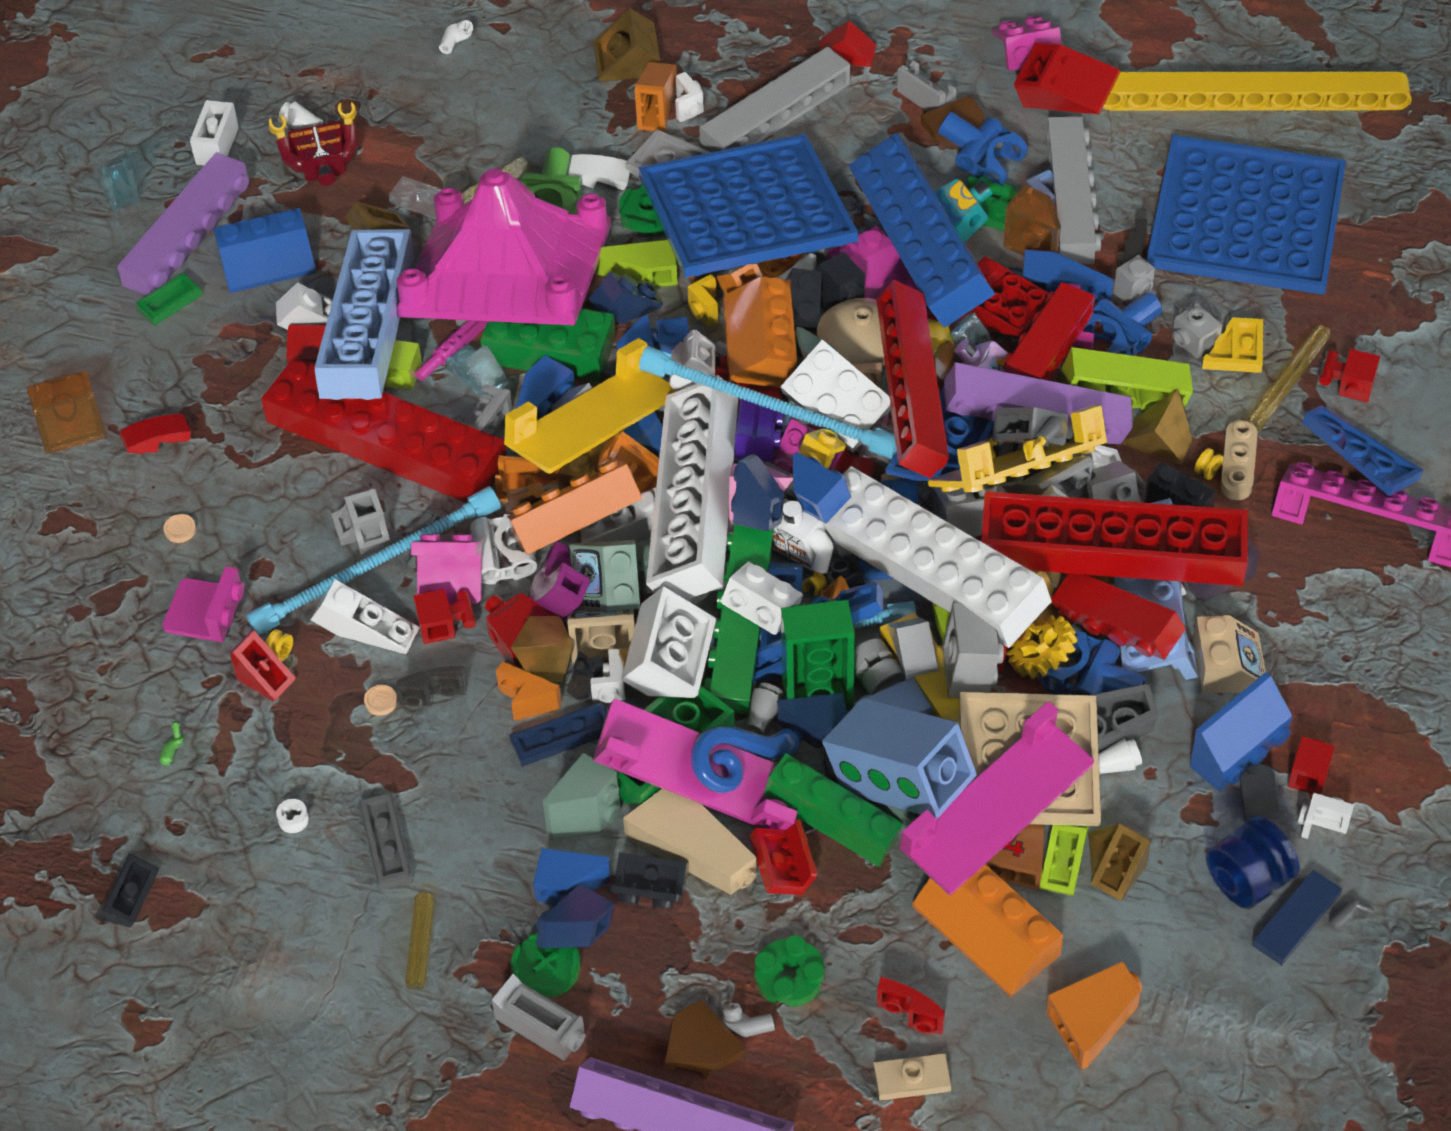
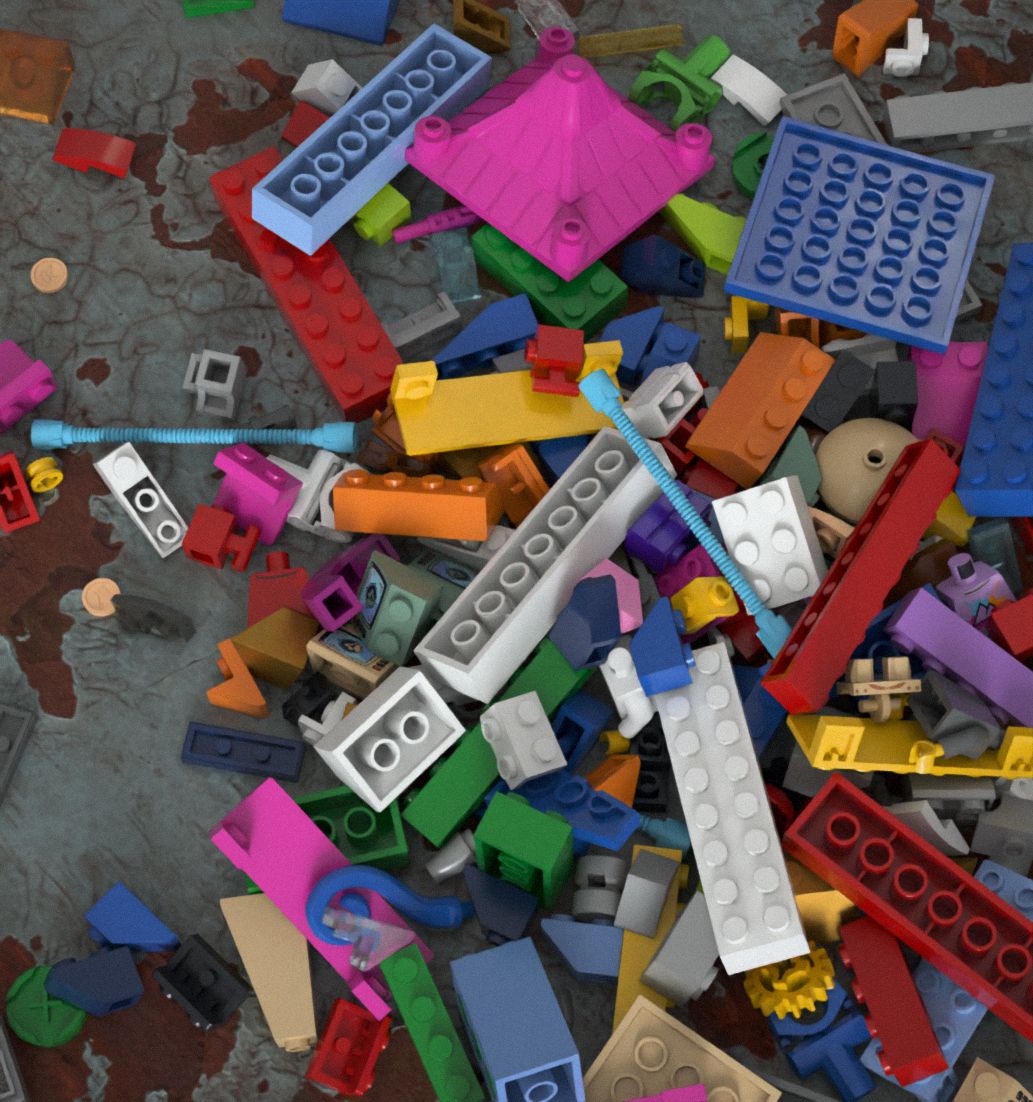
camera: 35 degrees right, 15 degrees up
(582, 800) = (190, 853): sand green slope -> none
(603, 370) = (555, 360): none -> red brick
(752, 765) = (372, 938): none -> clear slope
(976, 431) = (896, 679): none -> tan hips

